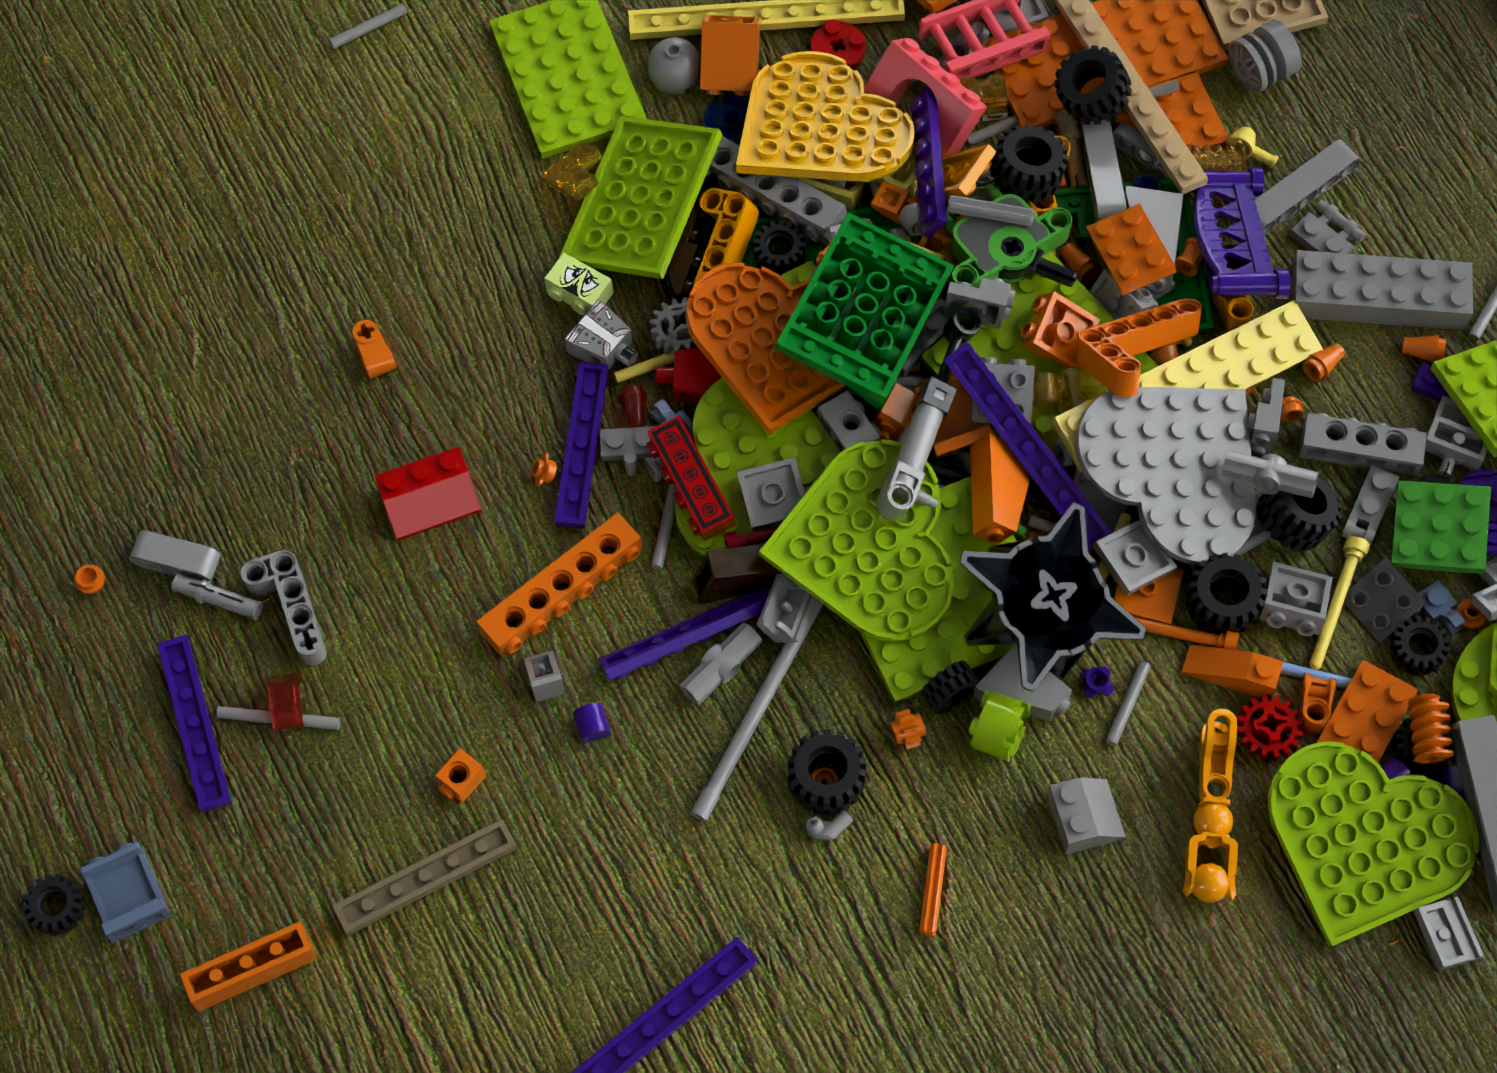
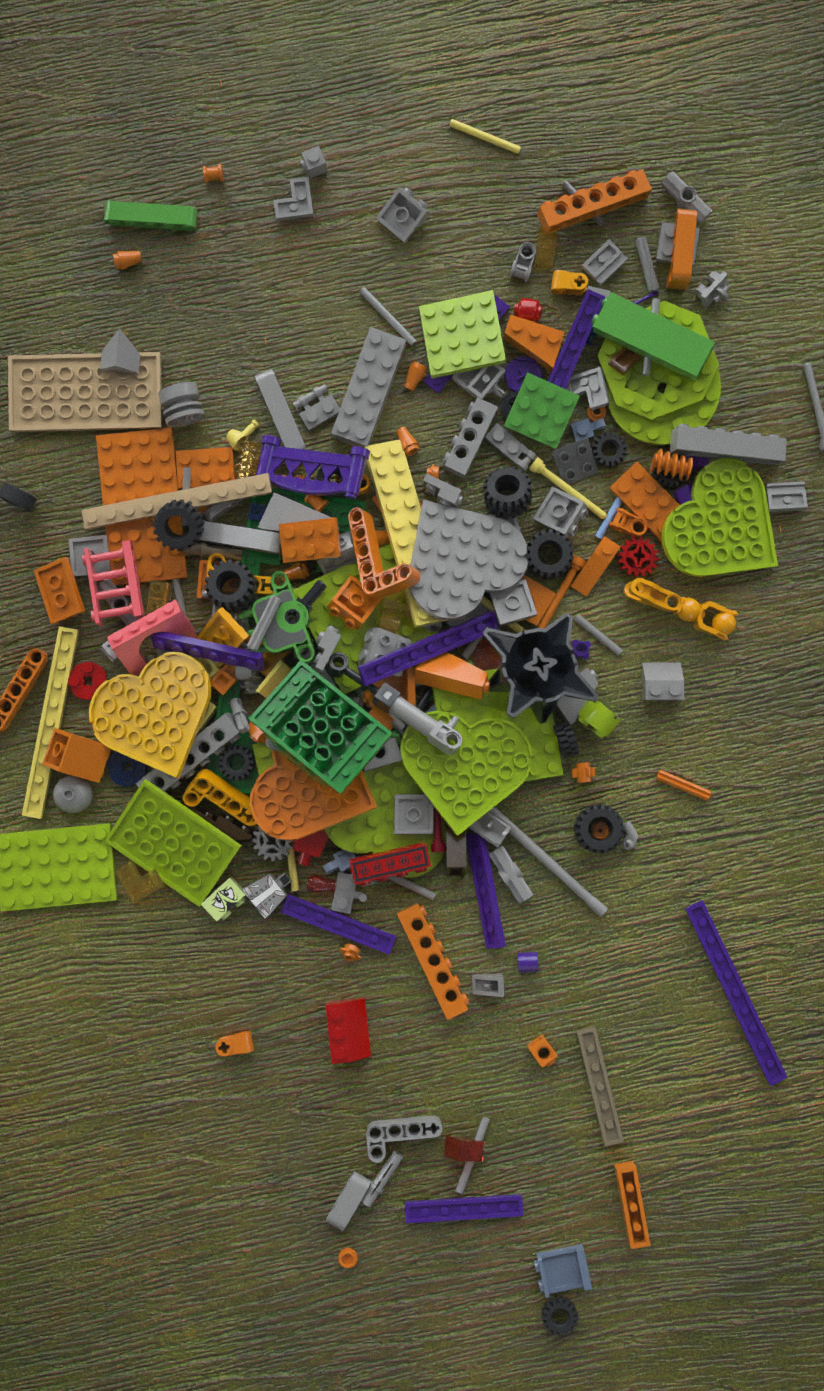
camera: 80 degrees left, 20 degrees up
(1270, 474) = (490, 505): light grey piece -> none

